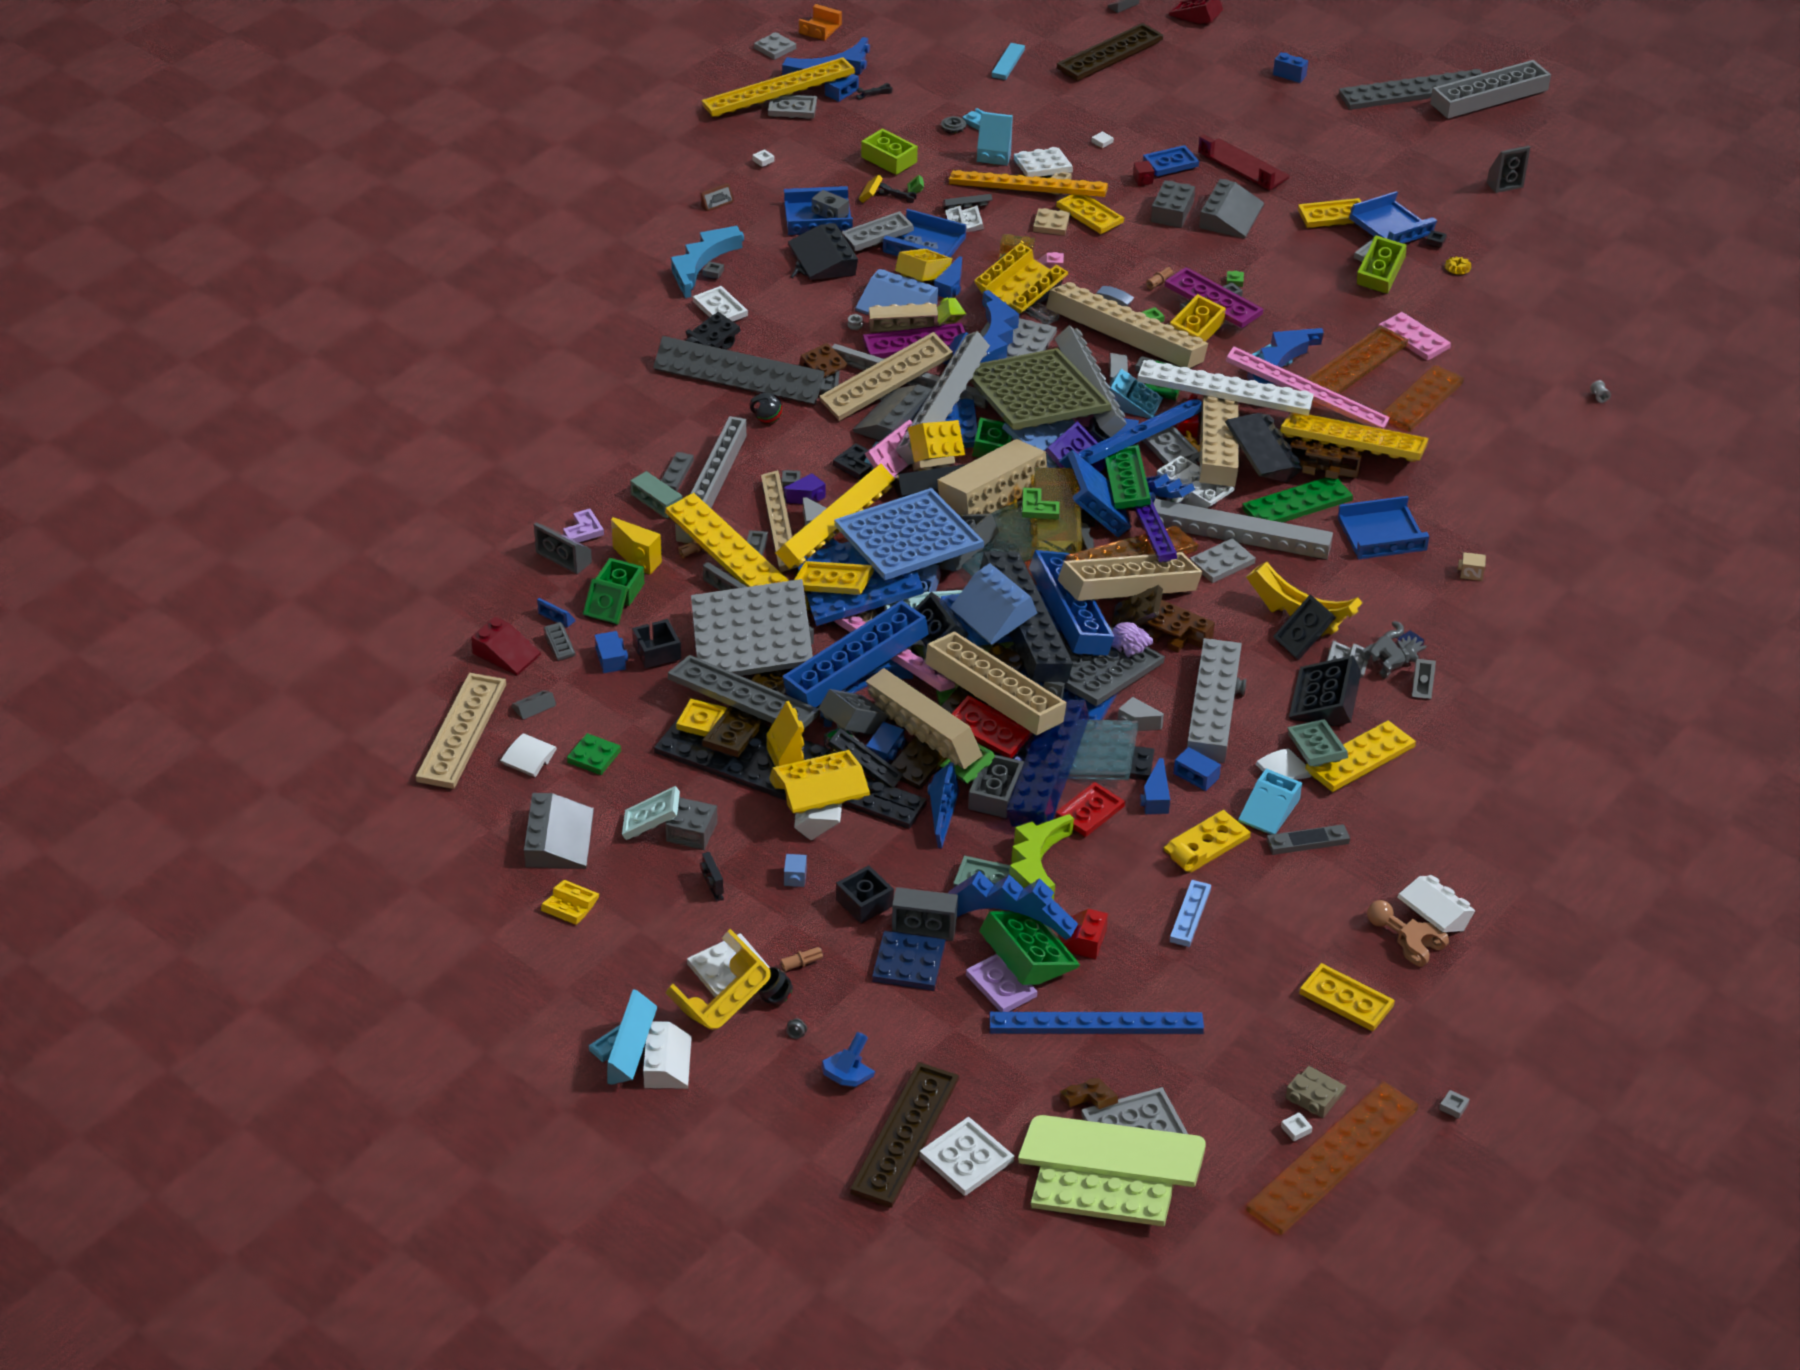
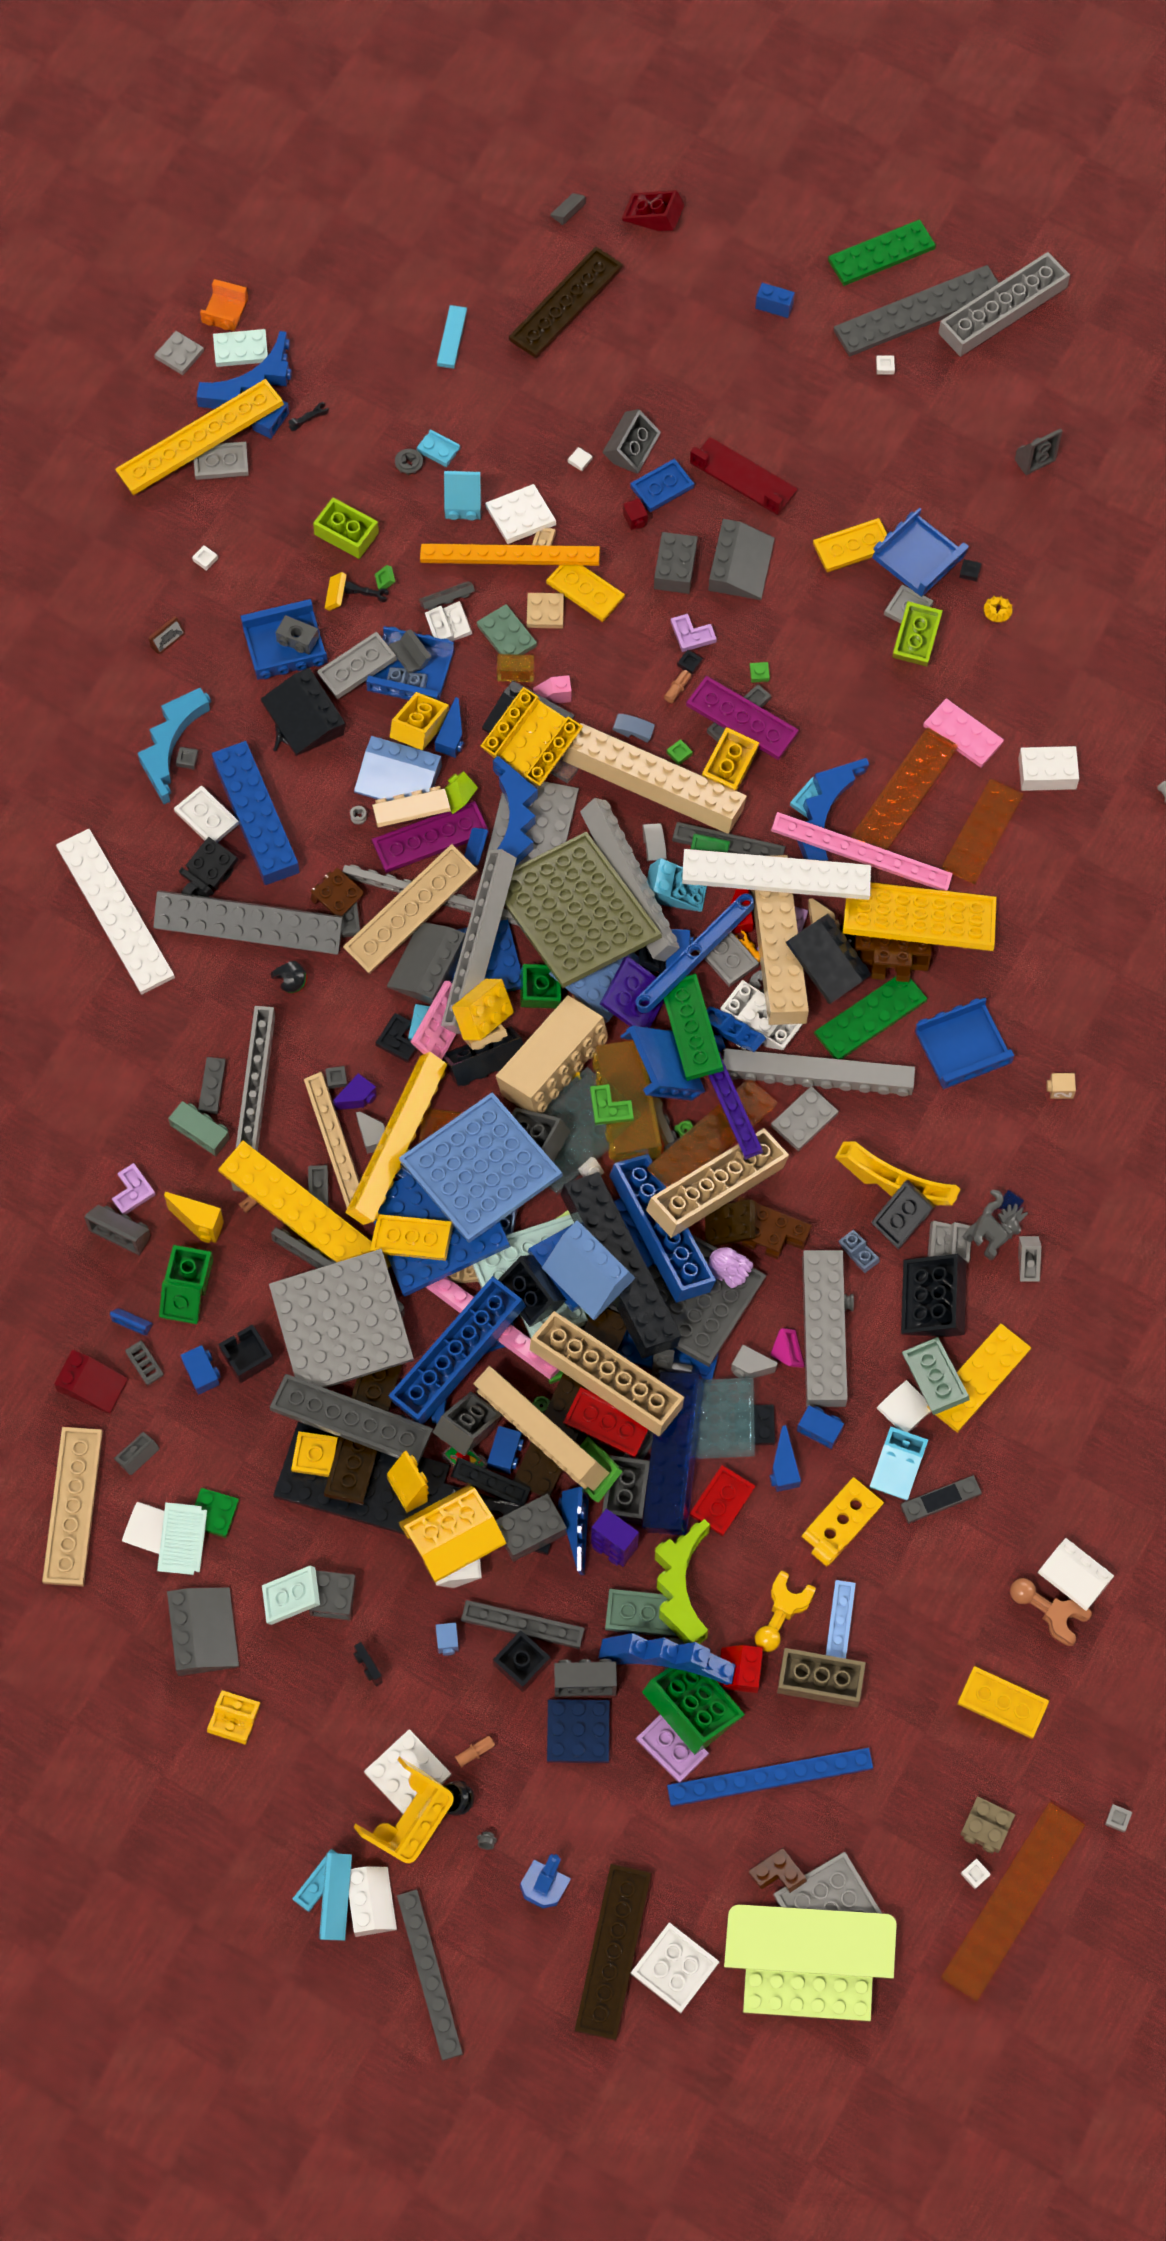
camera: 10 degrees left, 25 degrees up
(558, 764) = (182, 1538): none -> light aqua window
(622, 355) = (115, 911): none -> white plate
(712, 1128) = (429, 1975): none -> dark grey plate
(764, 307) = (255, 813): none -> blue brick
(825, 47) = (240, 347): none -> light aqua plate
(849, 864) = (513, 1622): none -> dark grey plate
(897, 795) = (531, 1527): none -> dark grey brick
(927, 226) = (410, 652): none -> dark grey panel
(977, 810) = (614, 1538): none -> dark purple brick
(1014, 225) = (506, 632): none -> sand green plate
(1136, 893) = (785, 1606): none -> yellow piece
(1150, 132) = (631, 441): none -> dark grey slope
(1163, 948) = (821, 1677): none -> dark tan brick
(1174, 263) = (689, 662): none -> black plate
(1175, 250) = (690, 637): none -> lavender plate
(1176, 711) = (787, 1348): none -> dark pink slope
(1257, 655) = (857, 1250): none -> sand blue slope
(1380, 114) = (885, 364): none -> white plate
(1388, 54) = (881, 252): none -> green plate
(1490, 363) = (1048, 768): none -> white brick

